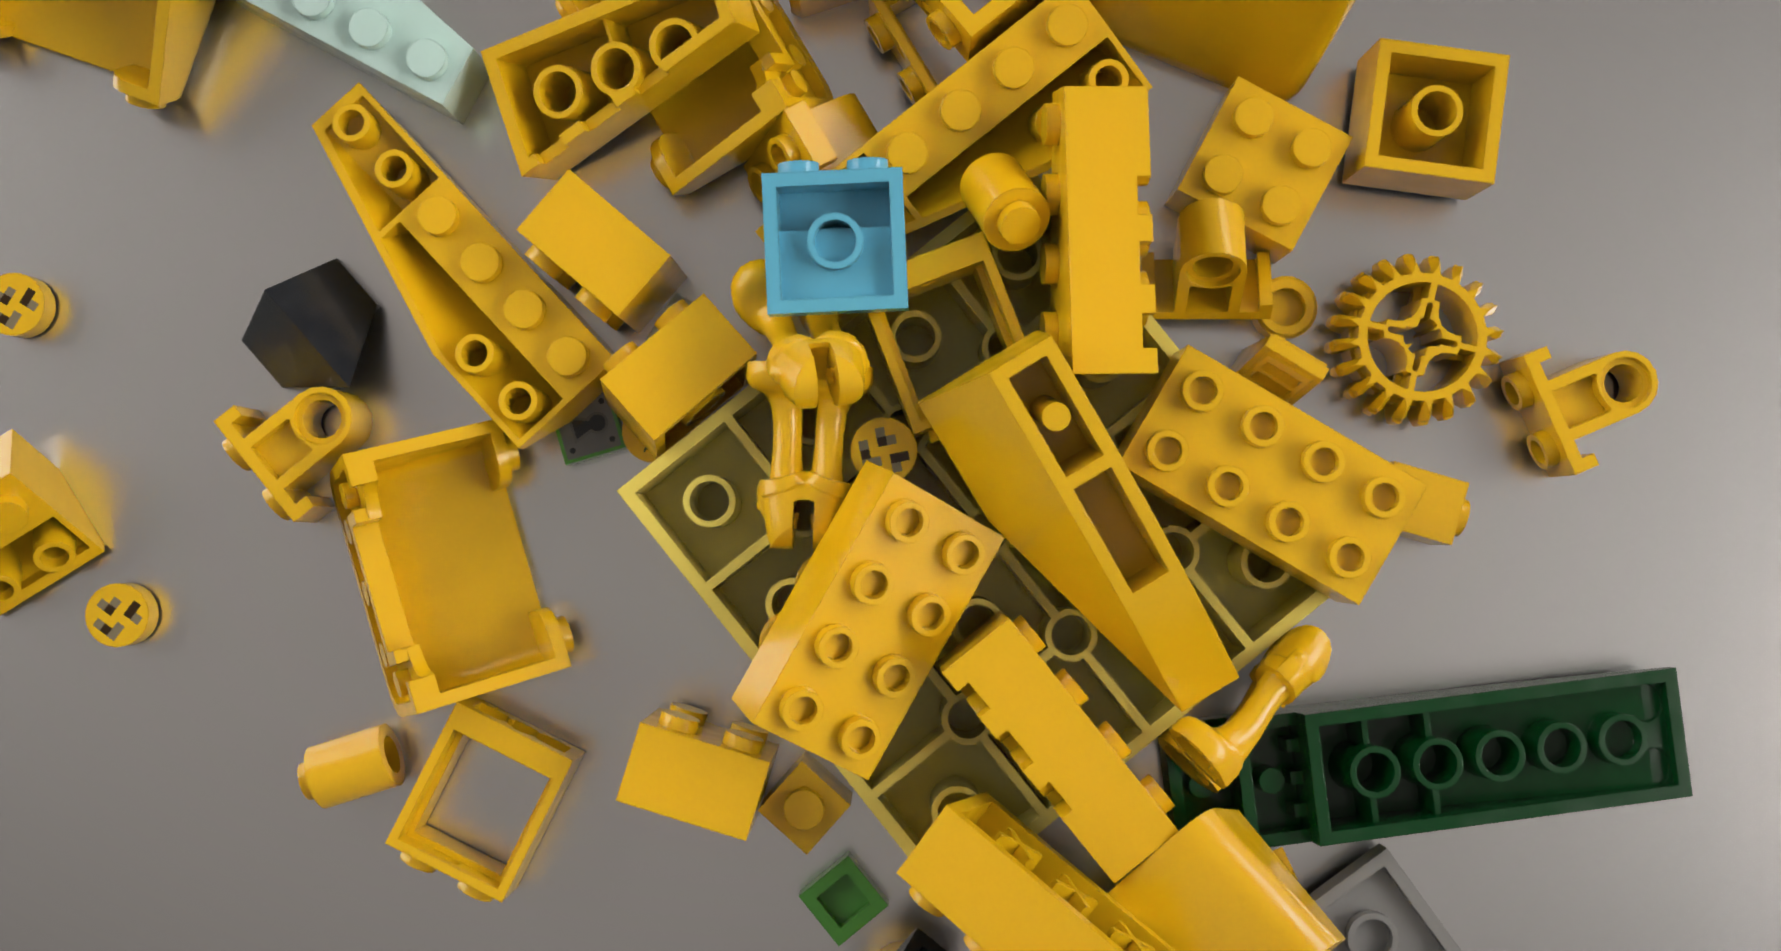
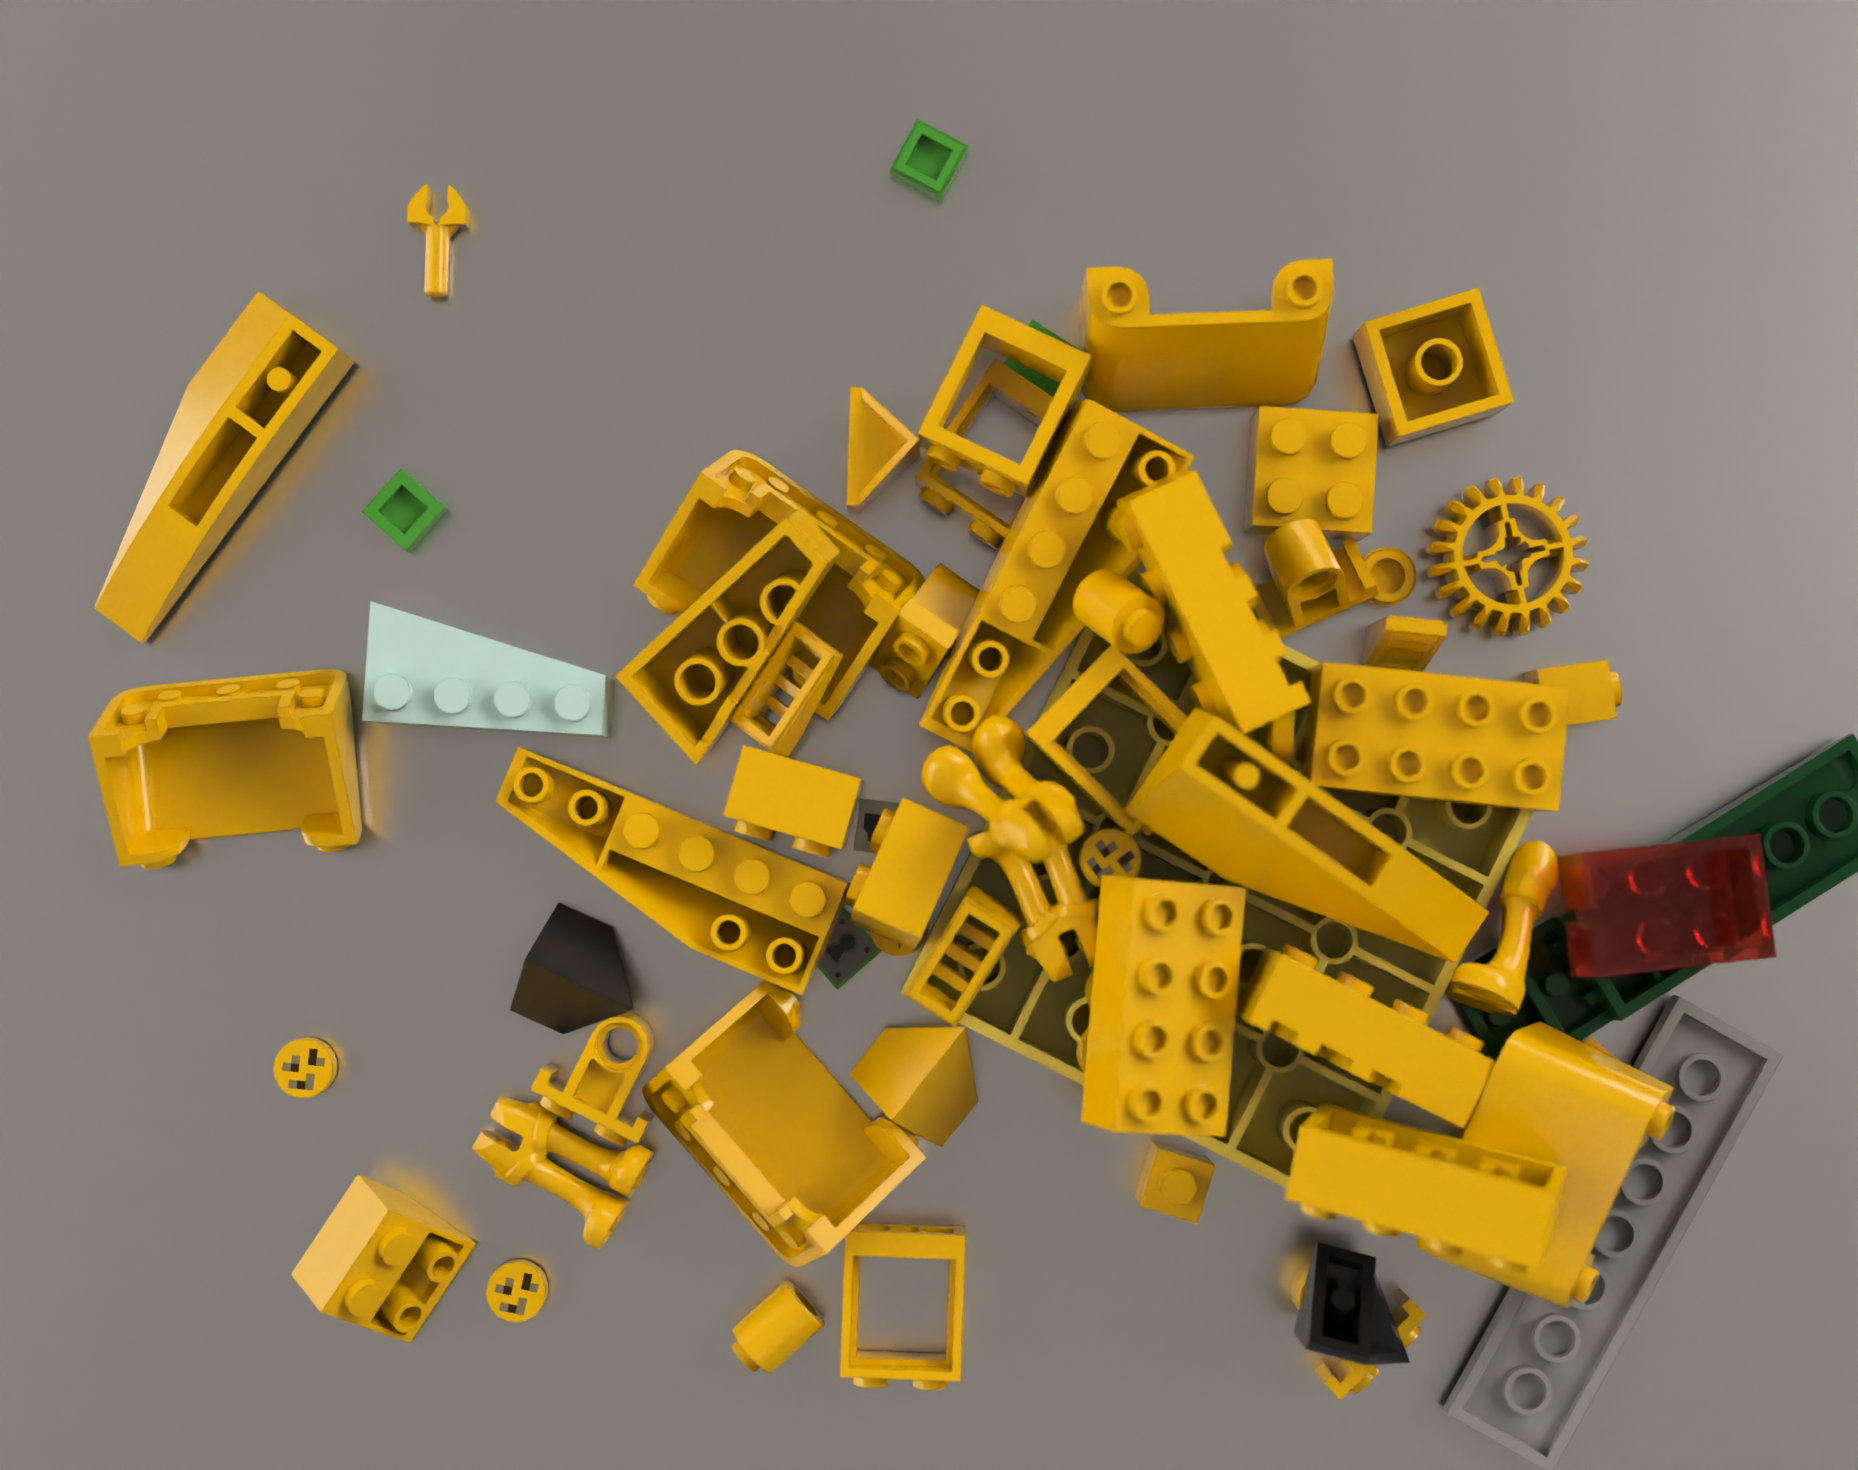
camera: 20 degrees left, 0 degrees up
(188, 494) = (529, 1163): none -> yellow piece
(603, 589) = (920, 1079): none -> yellow slope
(618, 140) = (750, 712): none -> yellow slope
(699, 770) = (1077, 1193): yellow brick -> none
(742, 453) = (991, 913): none -> yellow slope
(834, 238) = (998, 708): medium azure plate -> none
(843, 898) = (1242, 1249): bright green tile -> none
(1114, 399) = (1282, 737): none -> yellow tile
(1423, 746) = (1667, 906): none -> clear red piece
(1574, 402) = (1664, 549): yellow pin -> none

